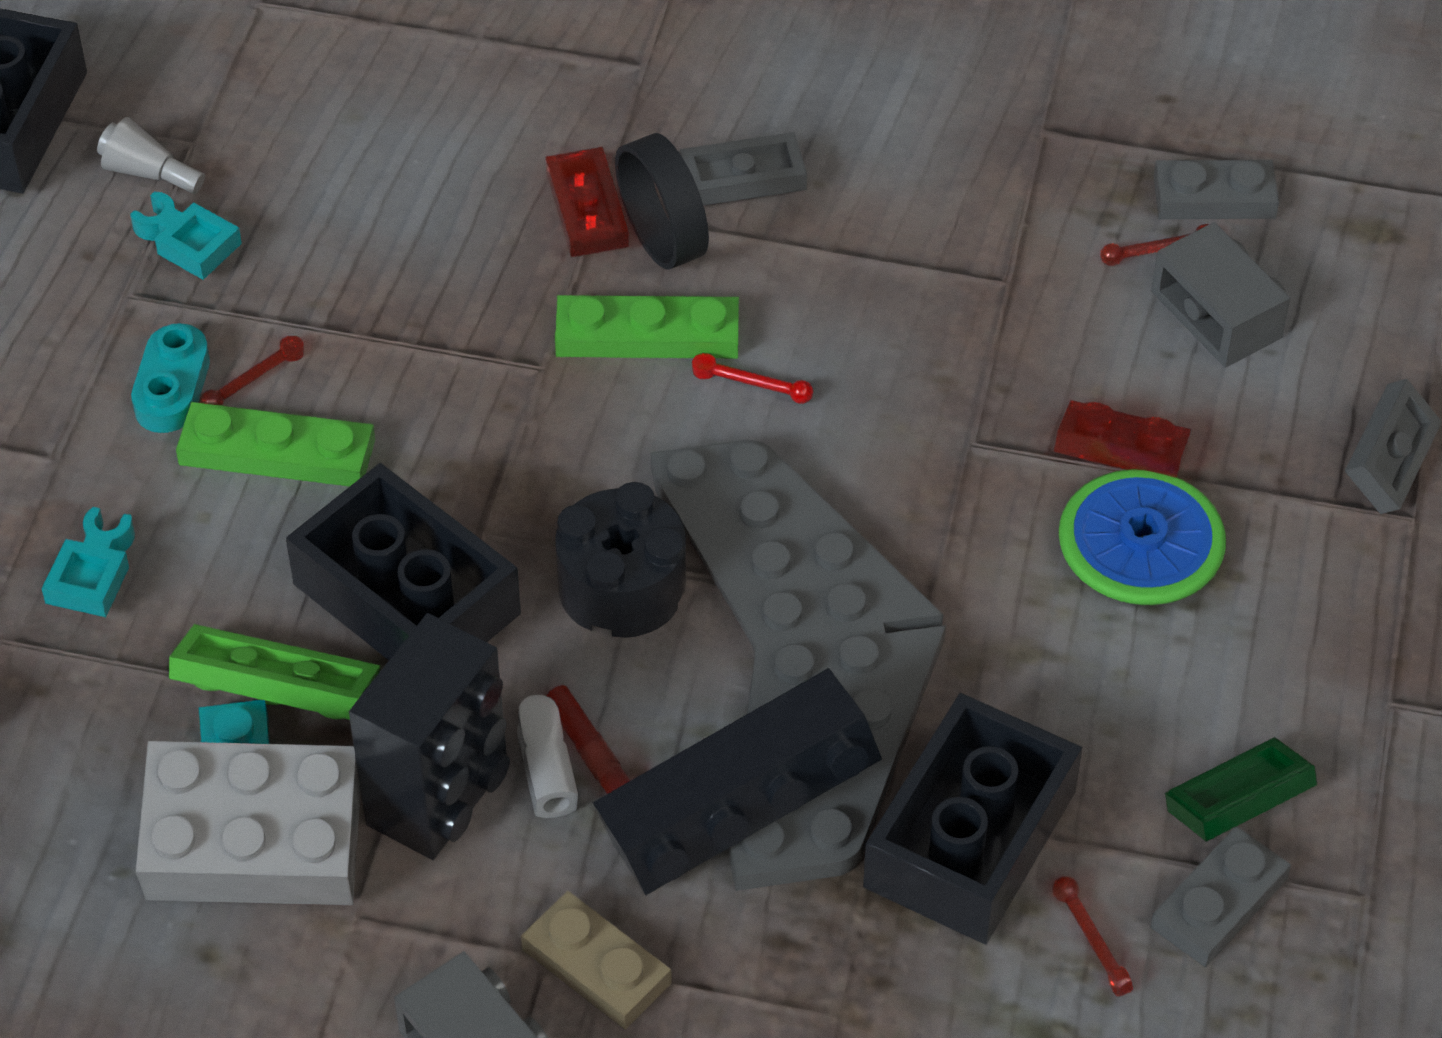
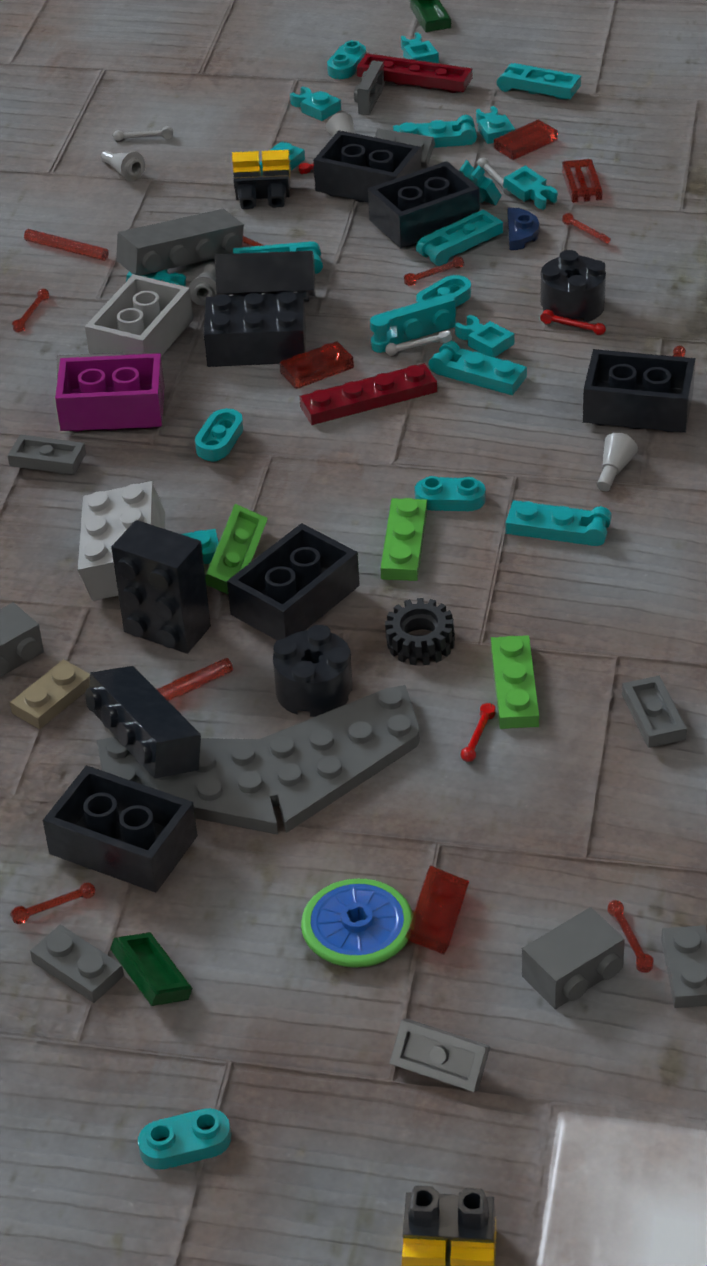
camera: 90 degrees right, 10 degrees down
(91, 571) = (307, 477): teal plate -> none
(190, 238) = (554, 485): teal plate -> none
(280, 246) = (558, 523): none -> teal plate
(290, 350) = (479, 538): clear red hinge -> none
(526, 401) = (419, 617): none -> black tyre
(546, 758) = (181, 659): light grey bar -> none
(587, 202) = (611, 641): clear red plate -> none
(659, 162) = (579, 638): black tyre -> none

